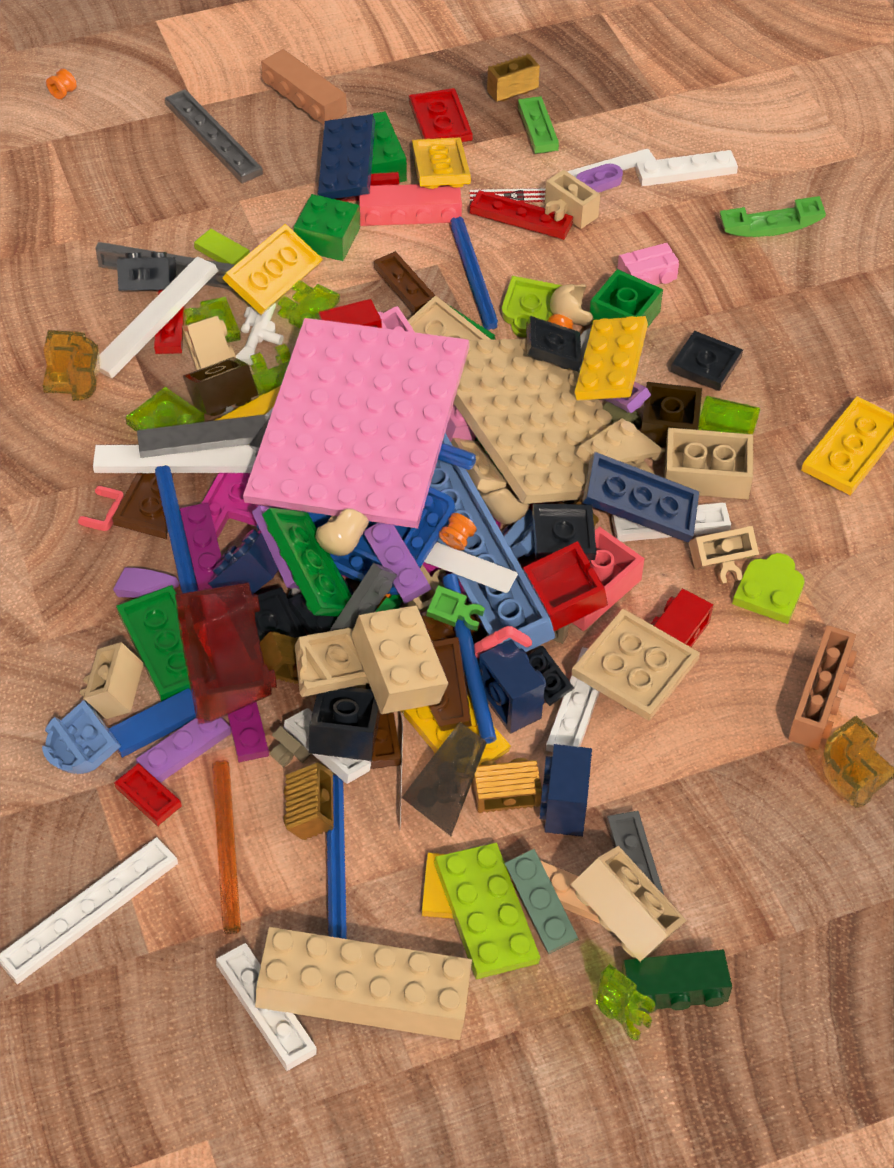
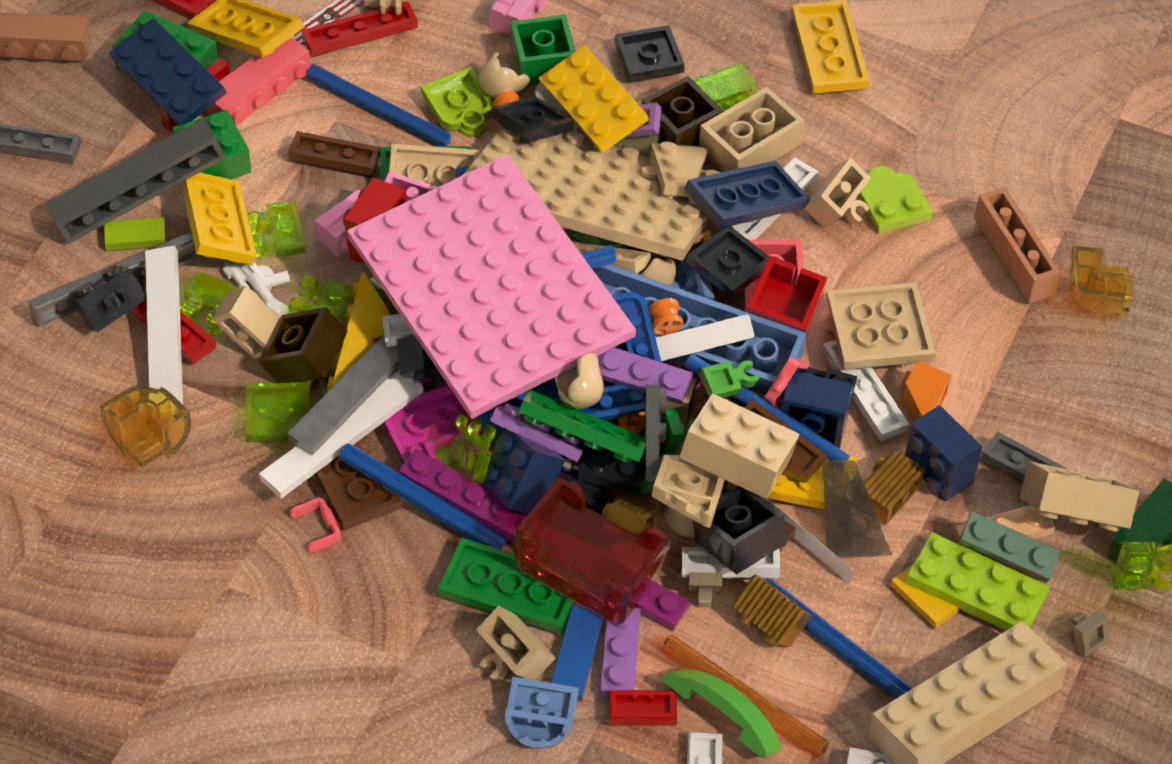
camera: 45 degrees left, 0 degrees up
(139, 582) = (431, 555): medium lavender slope -> none
(202, 840) = (756, 731): none -> bright green slope
(236, 530) = (470, 451): none -> clear neon green plate
(247, 210) = (135, 180): none -> dark grey brick
(526, 1016) = (1089, 632): none -> dark tan tile
(617, 741) = (924, 389): none -> orange slope
(685, 617) = (866, 265): red brick -> none

